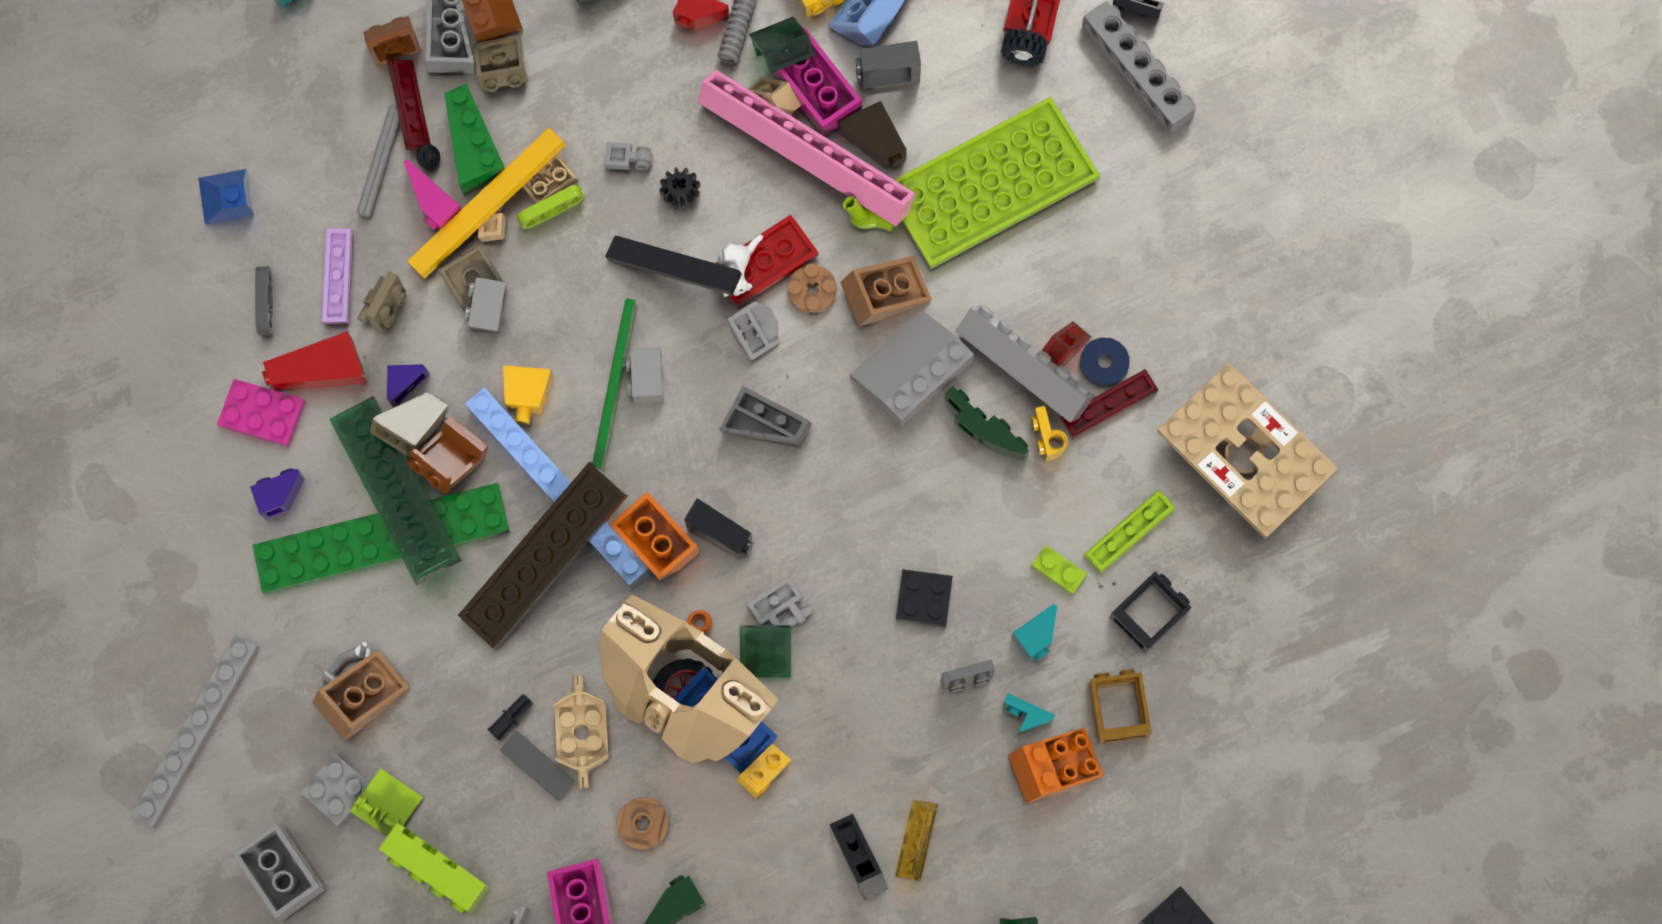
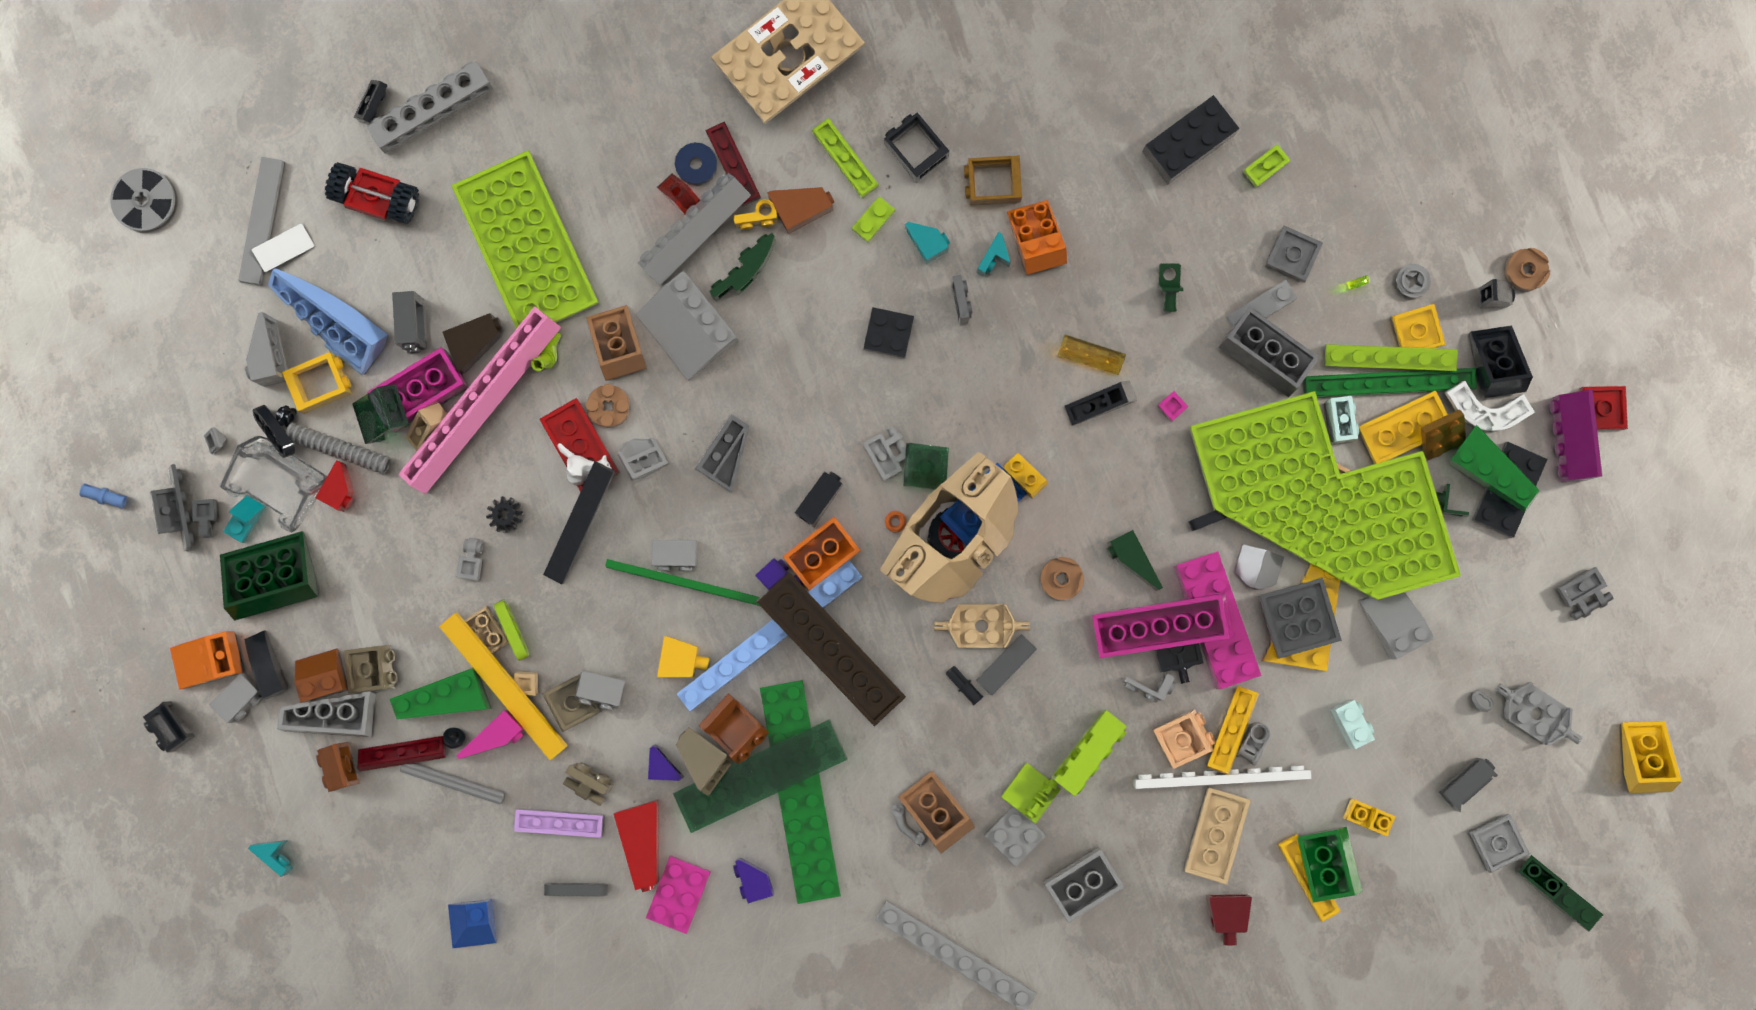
camera: 85 degrees left, 10 degrees up
(631, 485) = (773, 572): none -> dark purple slope
(1064, 483) = (800, 206): none -> dark orange slope

